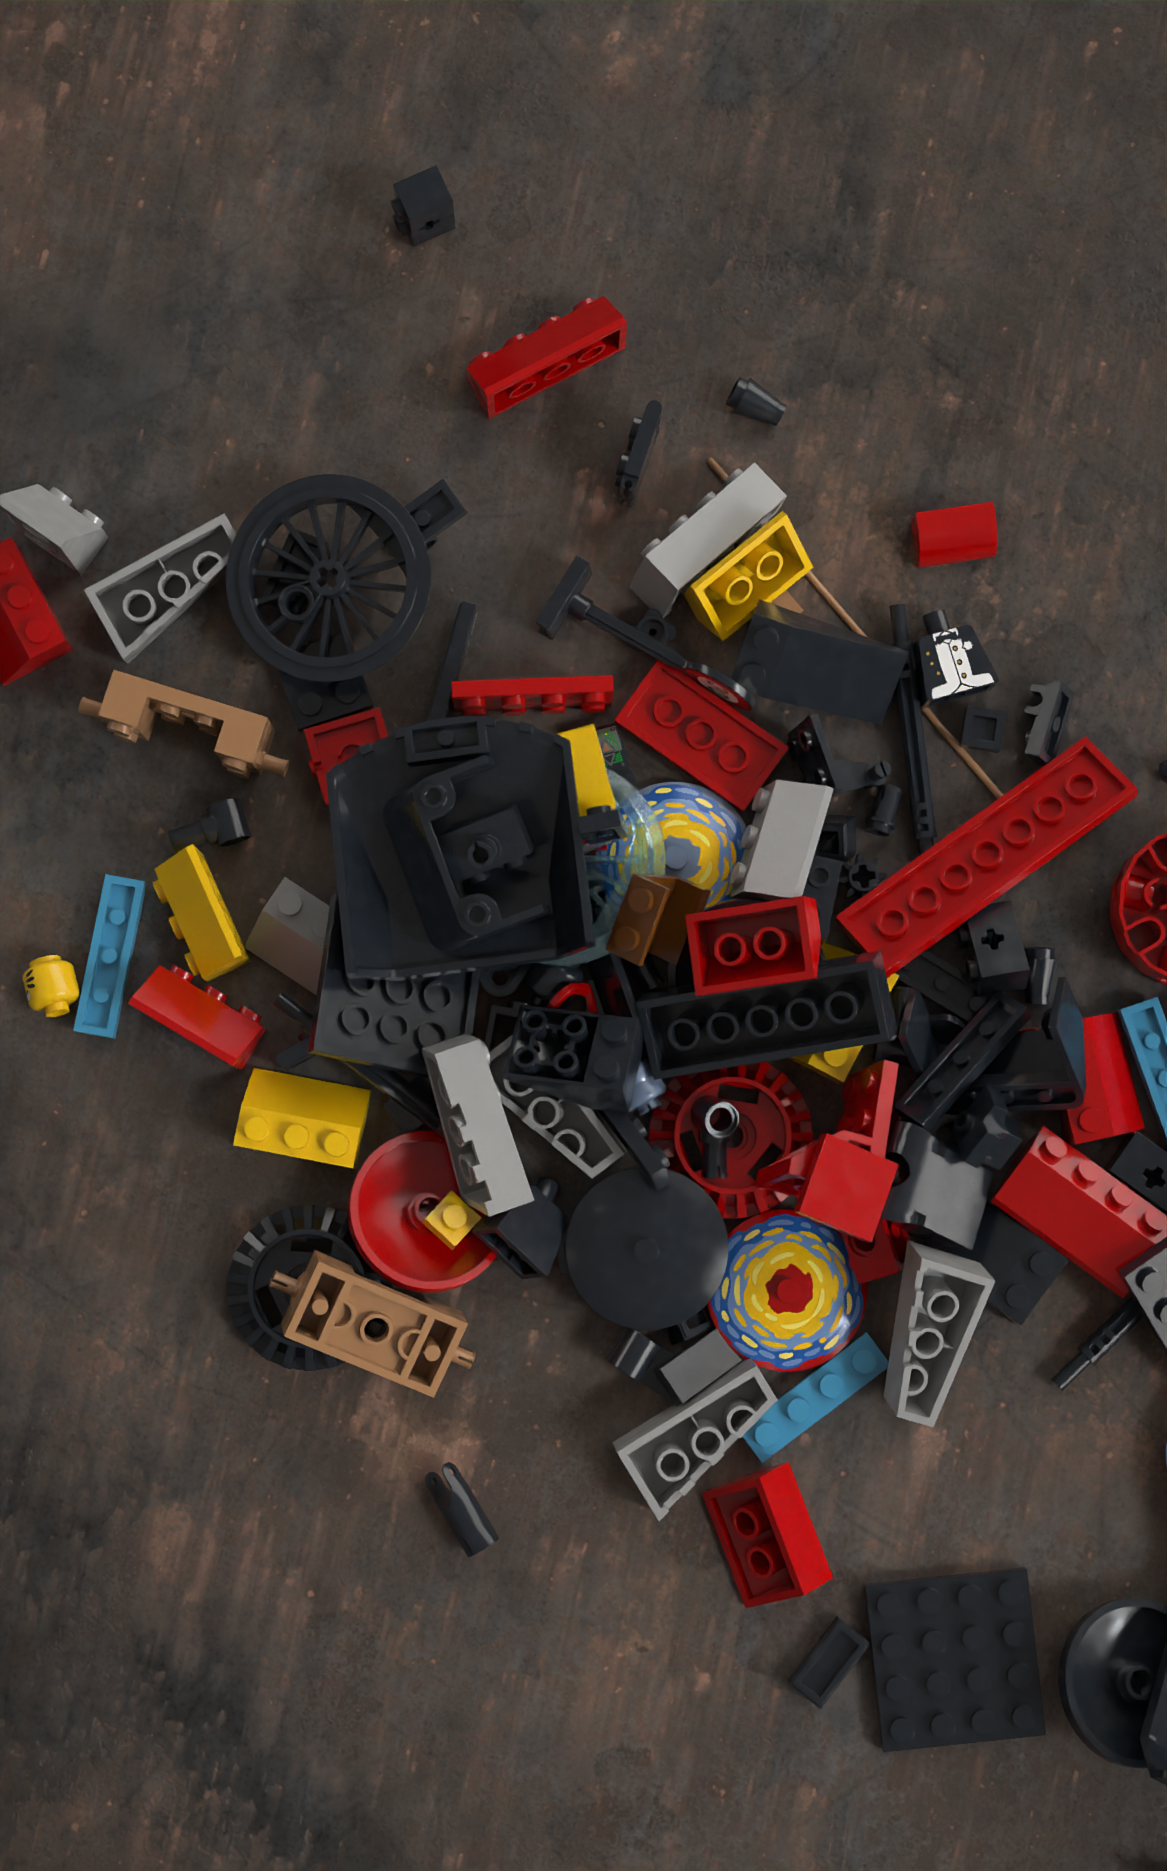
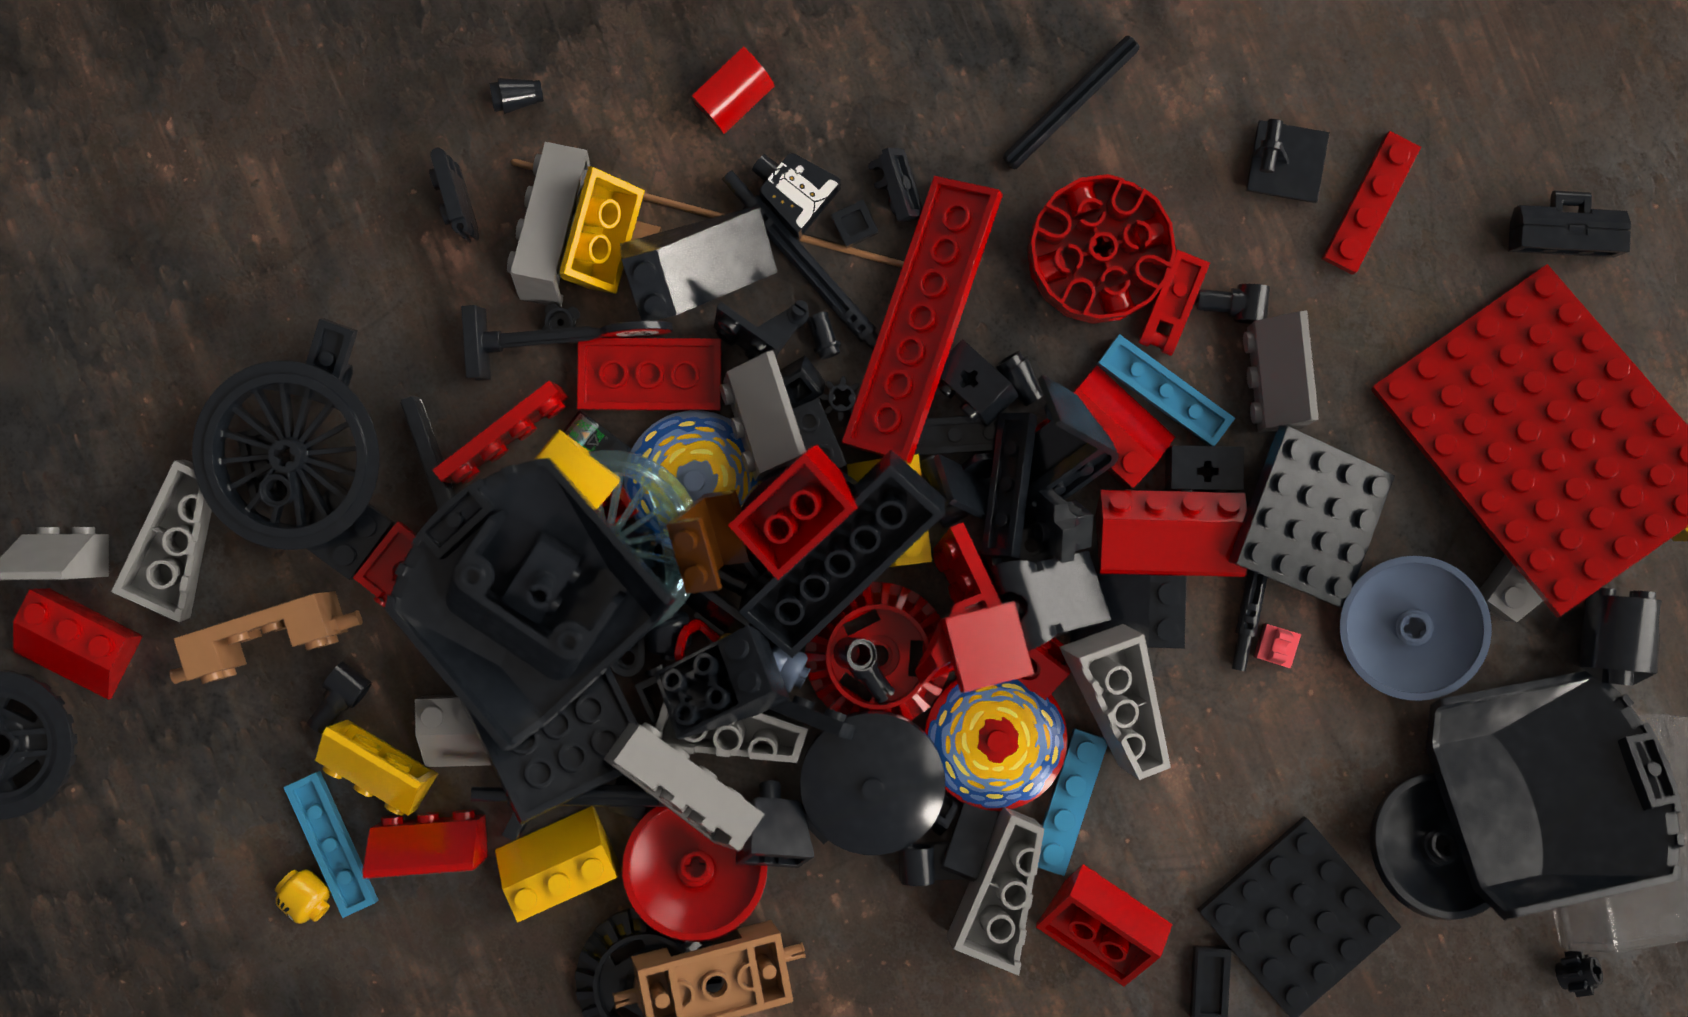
camera: 25 degrees left, 5 degrees up
(423, 206) = (158, 120): black brick -> none
(451, 1220) = (715, 864): yellow plate -> none
(547, 355) = (334, 168): red slope -> none
(602, 825) = (617, 504): black plate -> none
(1108, 1388) = (1277, 645): none -> coral tile

